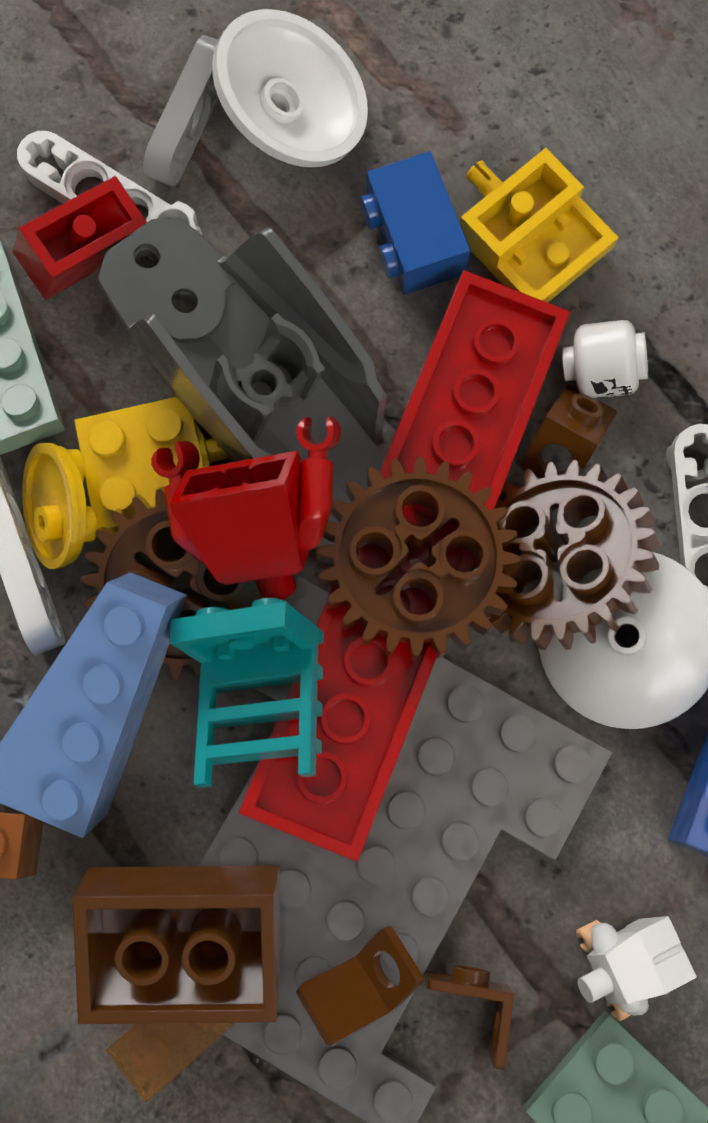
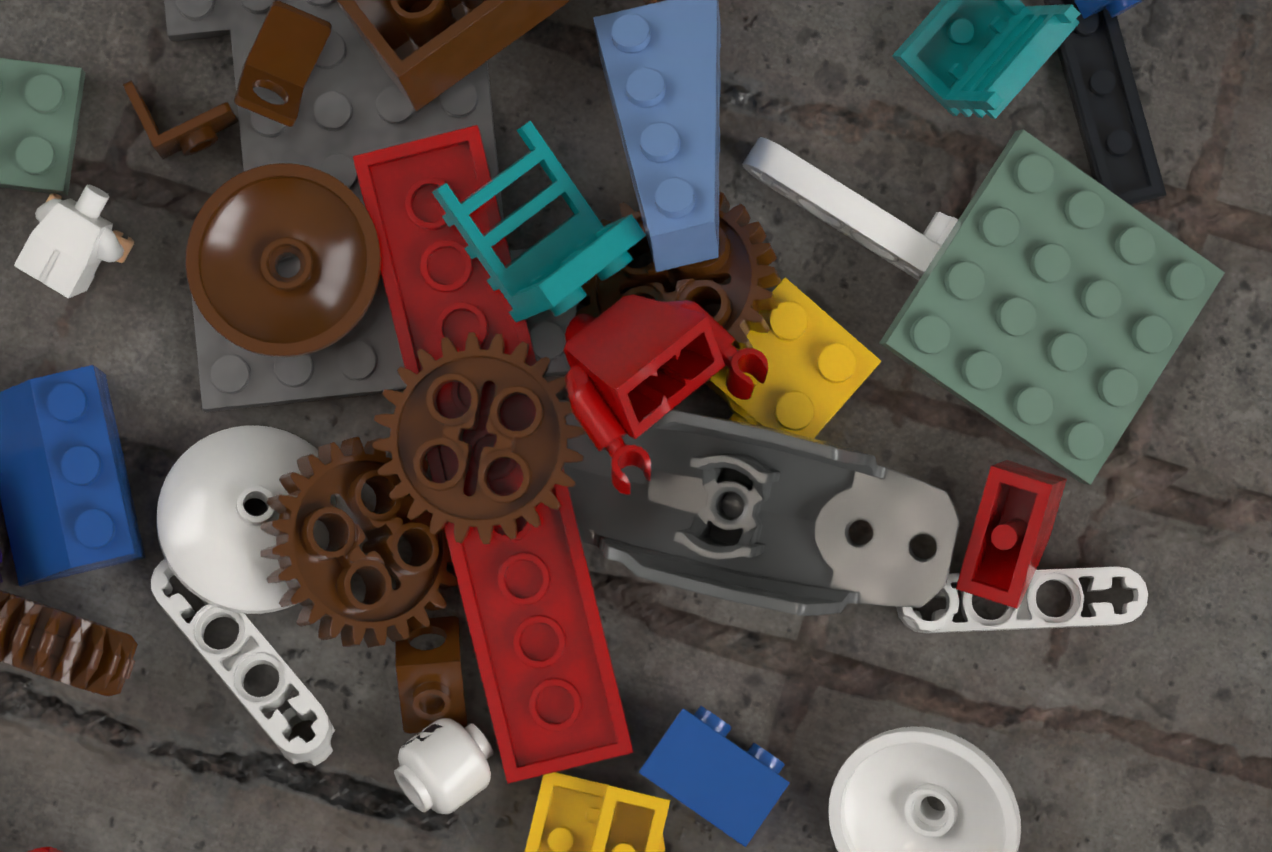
camera: 140 degrees right, 5 degrees up
(56, 504) = (836, 273): yellow piece -> none
(183, 117) = (1015, 737): light grey beam -> none
(520, 823) = (255, 225): none -> reddish brown dish

